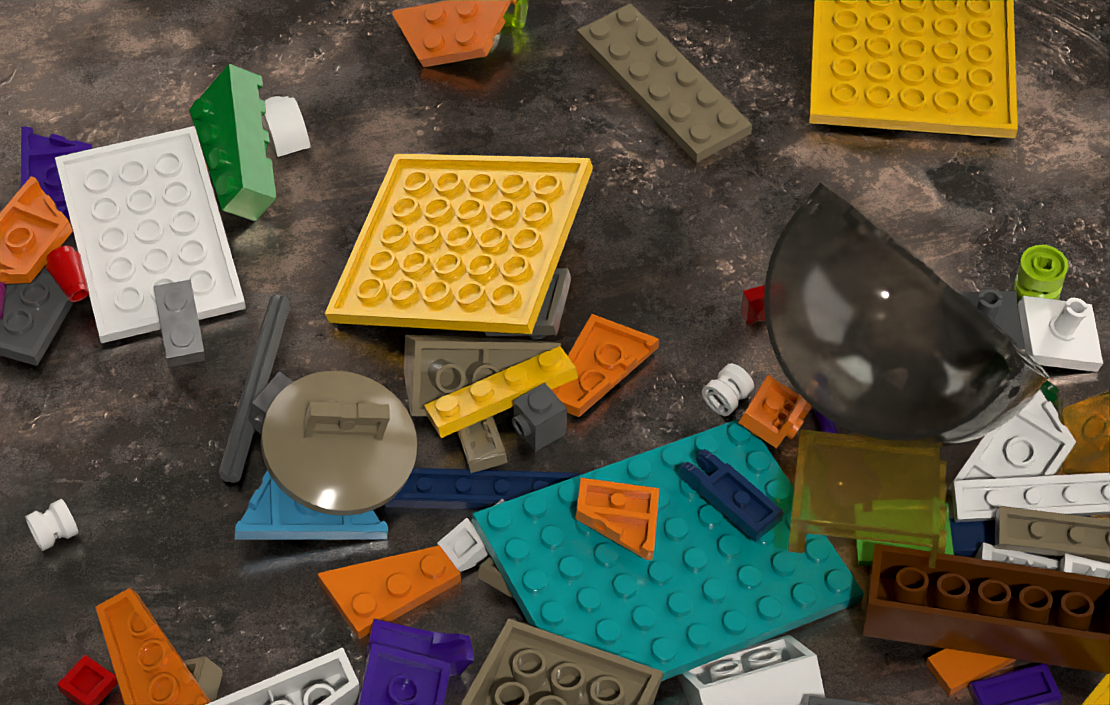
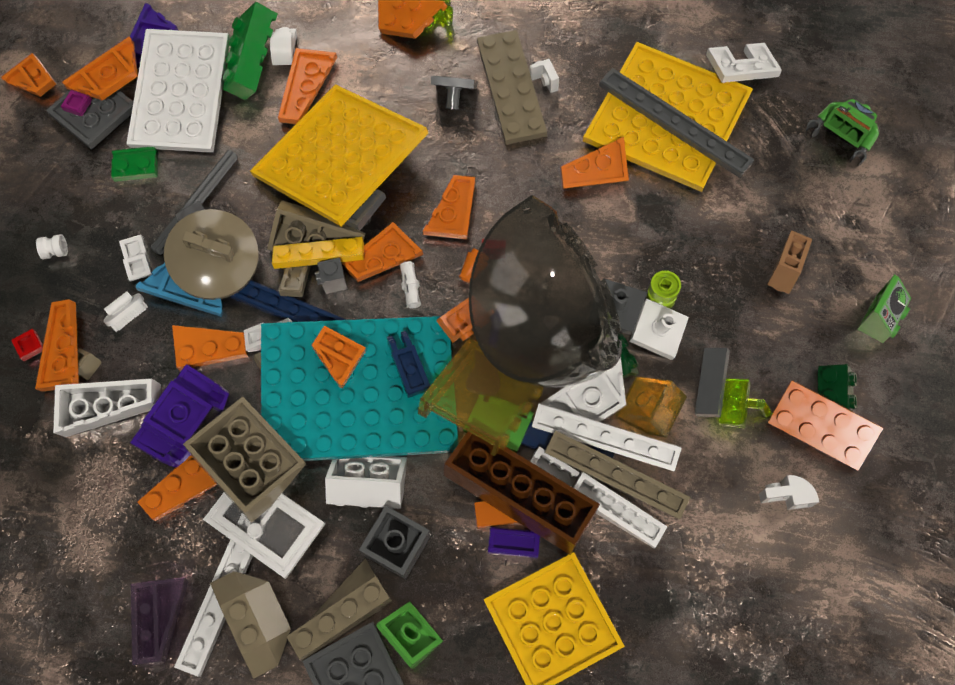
camera: 25 degrees right, 15 degrees up
(68, 272) = (123, 101): red cone -> none
(122, 364) = (134, 164): none -> green plate
(179, 323) = (166, 151): flat silver brick -> none
(200, 498) = (135, 257): none -> white slope
(222, 580) = (124, 310): none -> white piece
(342, 164) = (304, 82): none -> orange wing
(584, 100) = (454, 86): none -> dark grey tile
(663, 394) = (410, 285): none -> white pin
(673, 271) = (454, 211): none -> orange wing
(711, 47) = (547, 73): none -> white bracket
(731, 386) = (446, 295): white wheel -> none
(744, 333) = (465, 274): none -> orange cone
(854, 148) = (597, 168): none -> orange wing
(932, 56) = (676, 123): none -> dark grey tile

